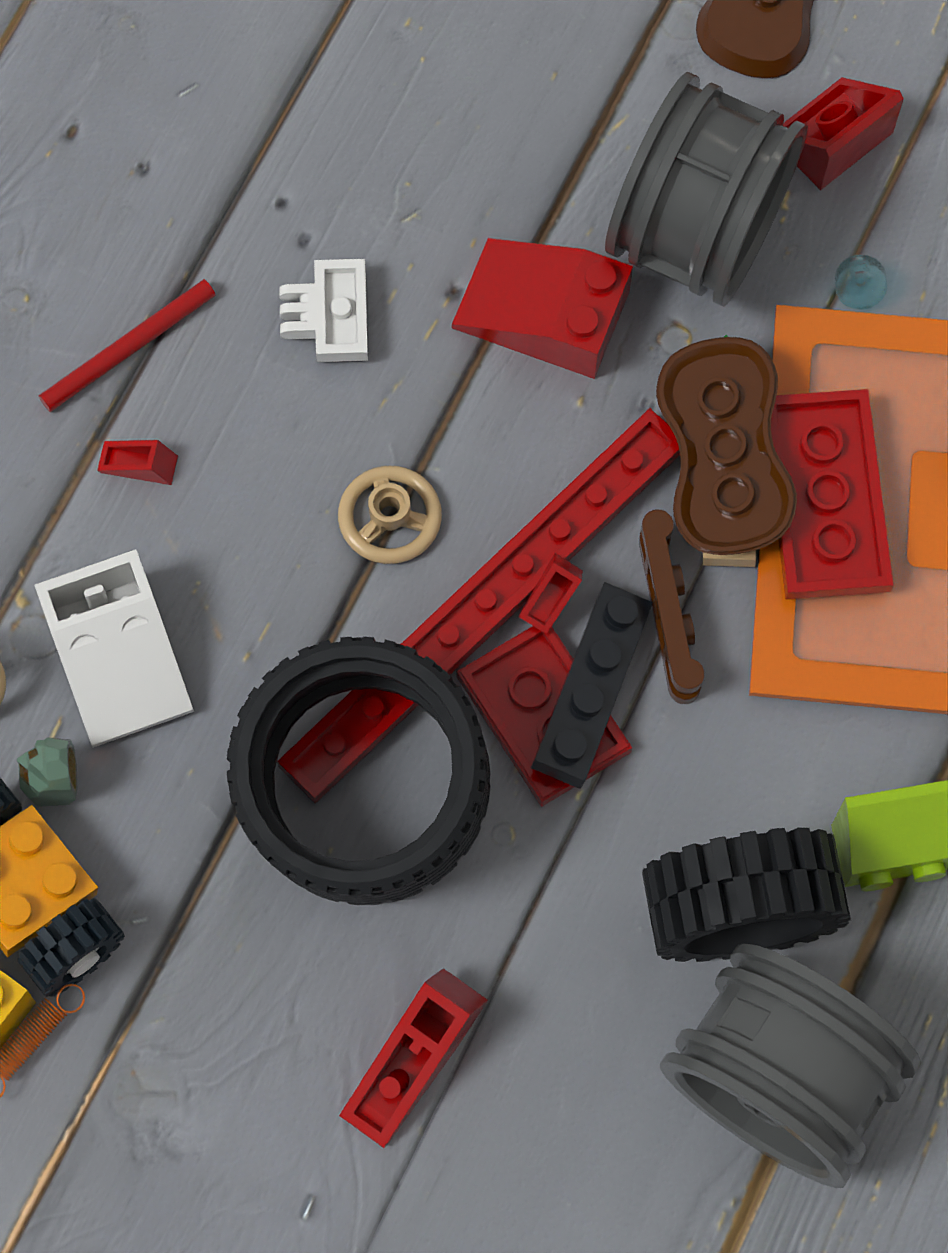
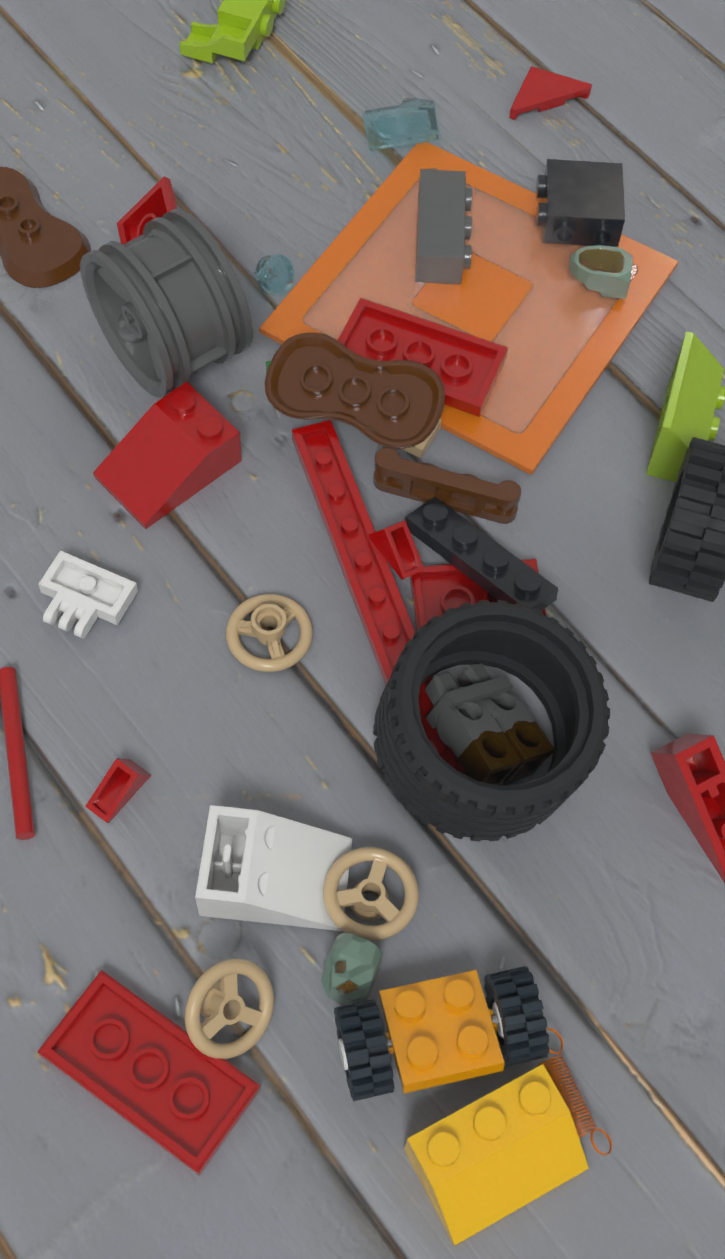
camera: 65 degrees left, 10 degrees down
(130, 771) = (365, 909): none -> tan piece
(374, 780) = (486, 726): none -> hips

